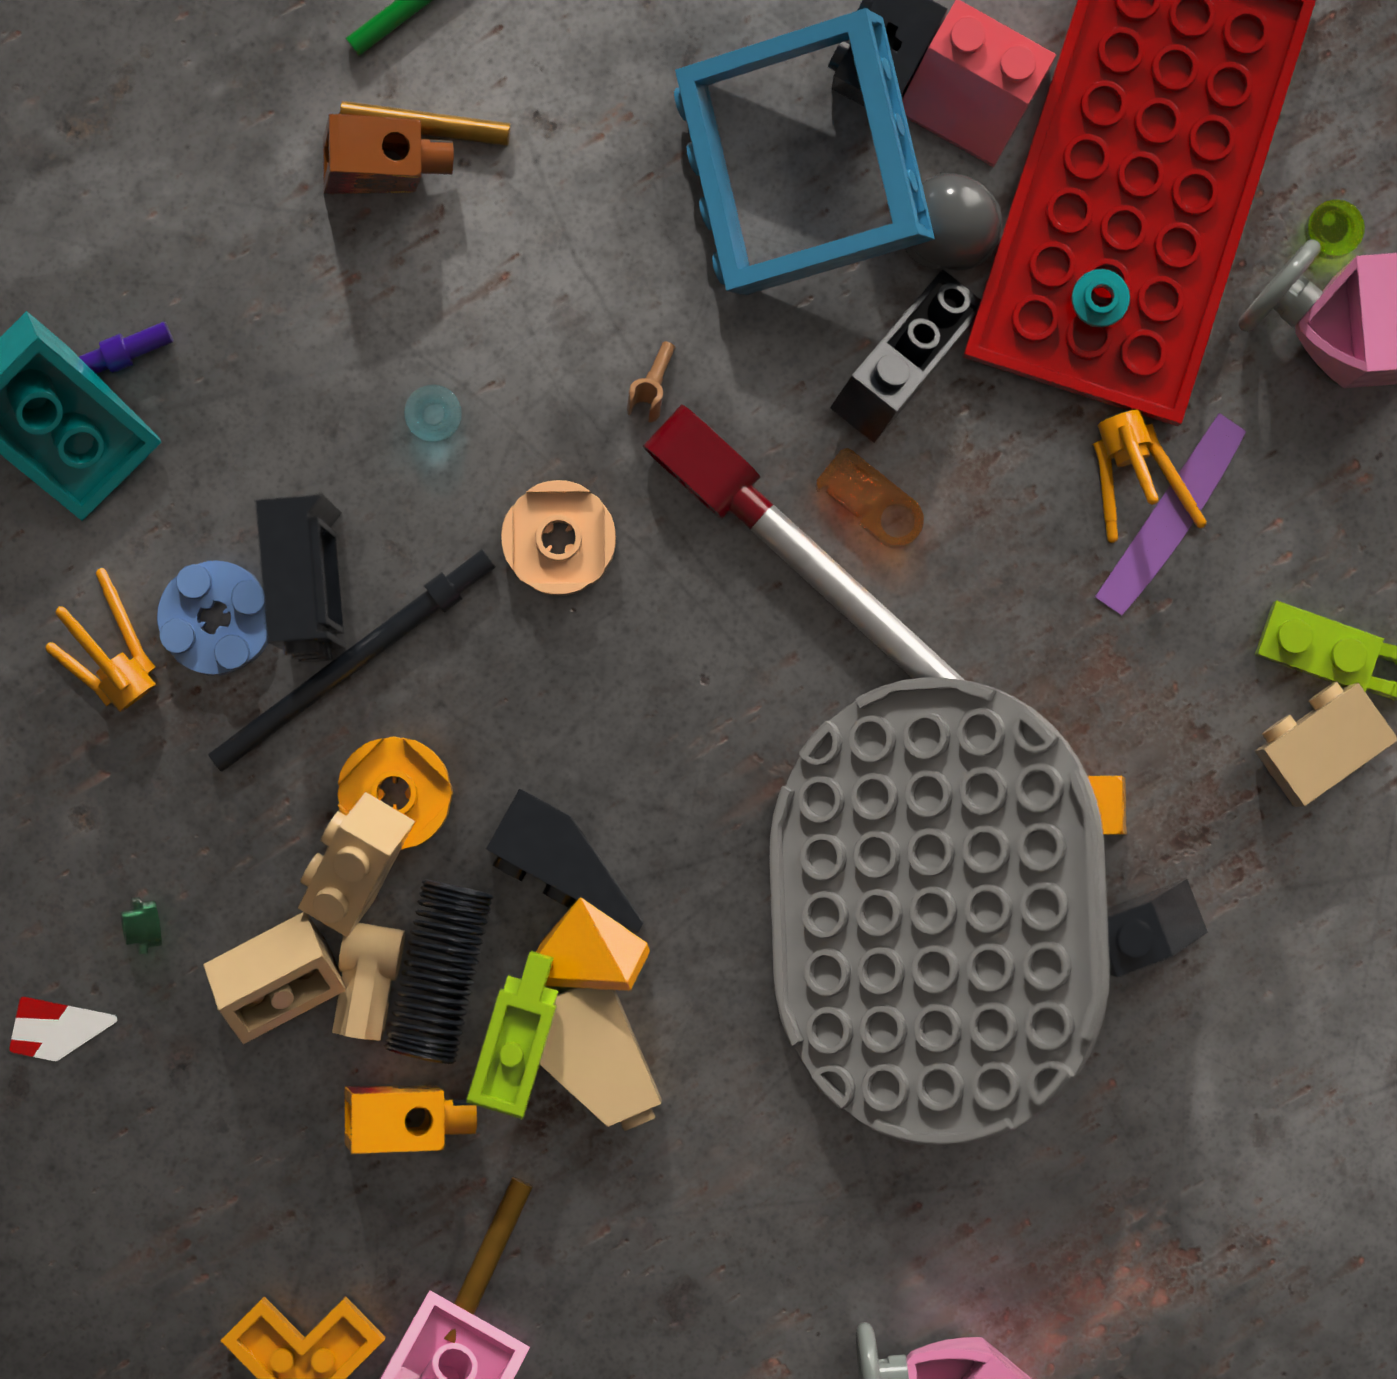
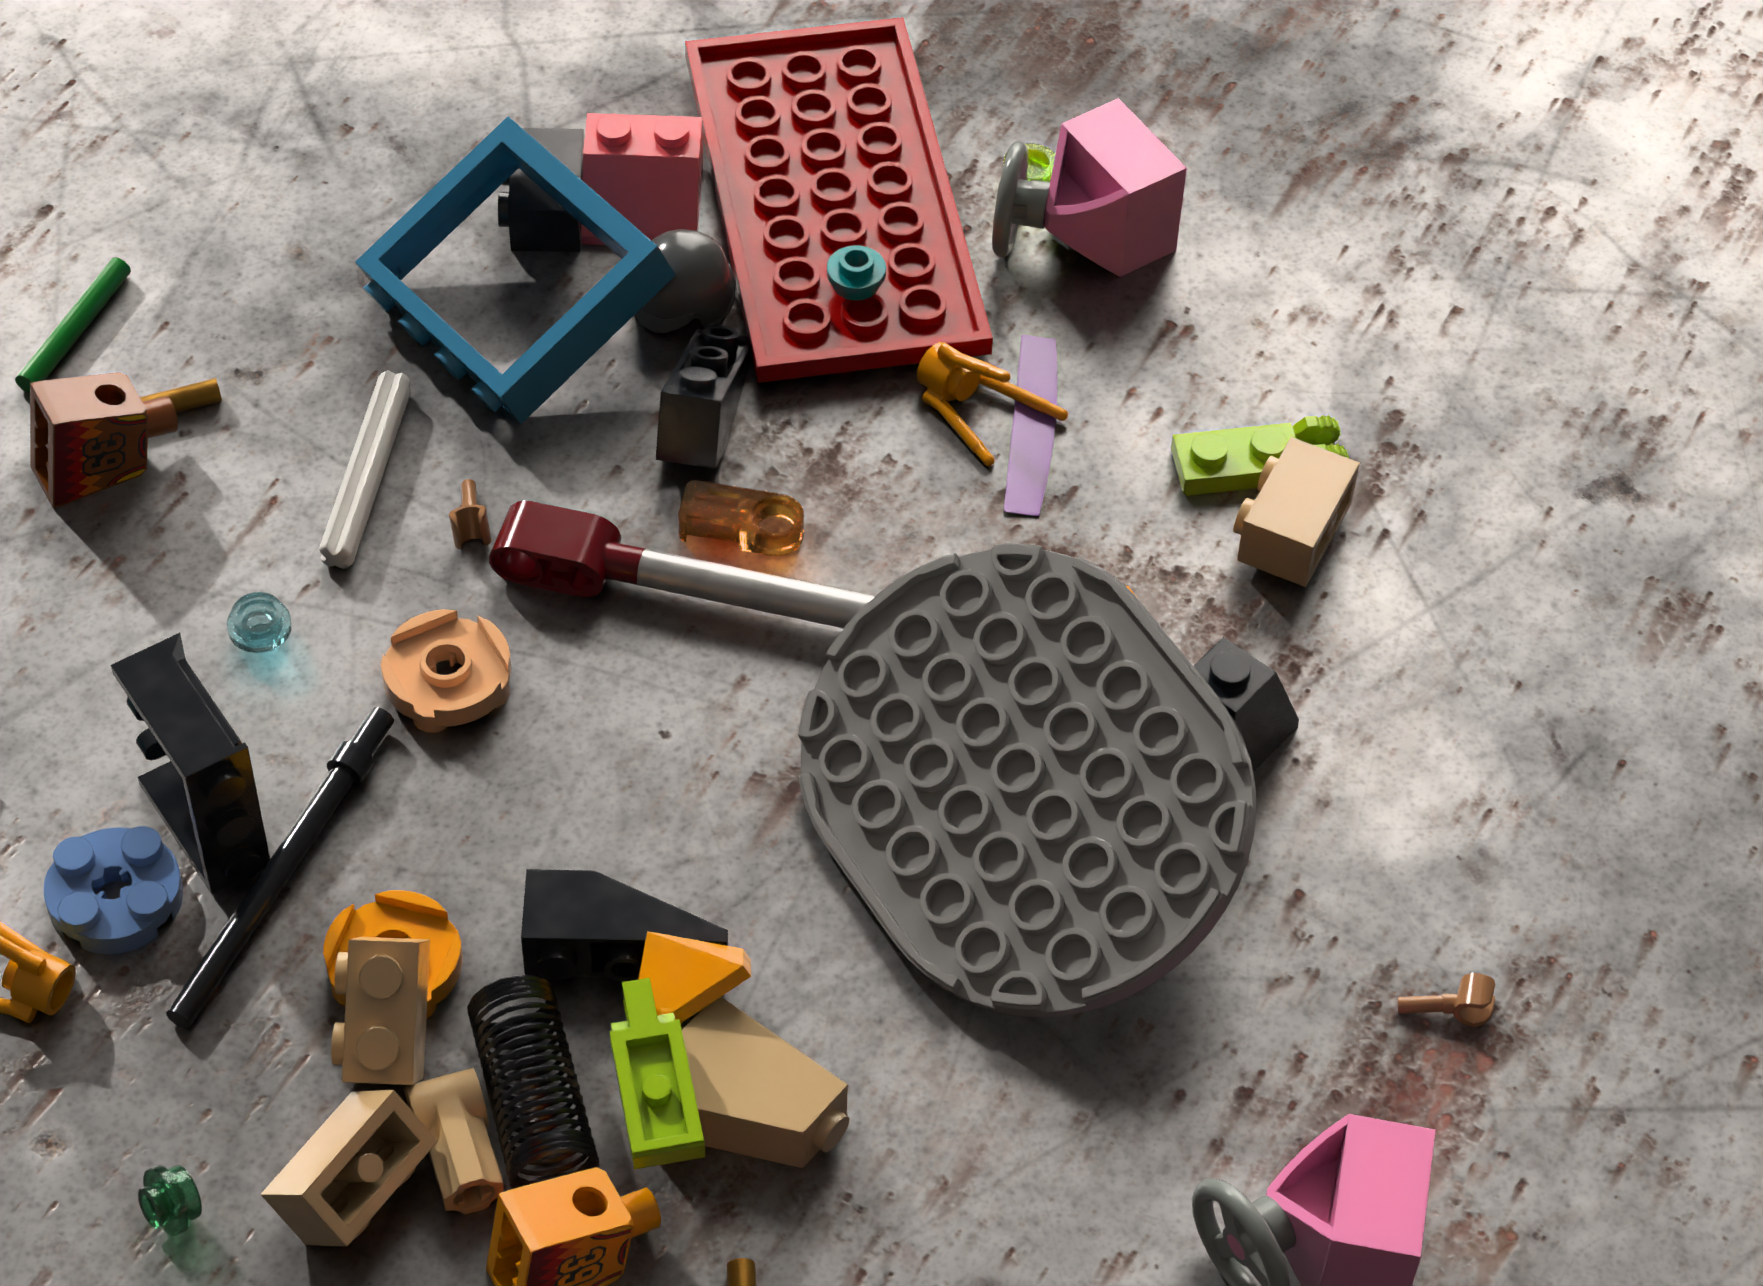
camera: 30 degrees left, 35 degrees down
(591, 288) = (365, 470): none -> white axle
(1178, 1253) = (1469, 1006): none -> medium nougat hand

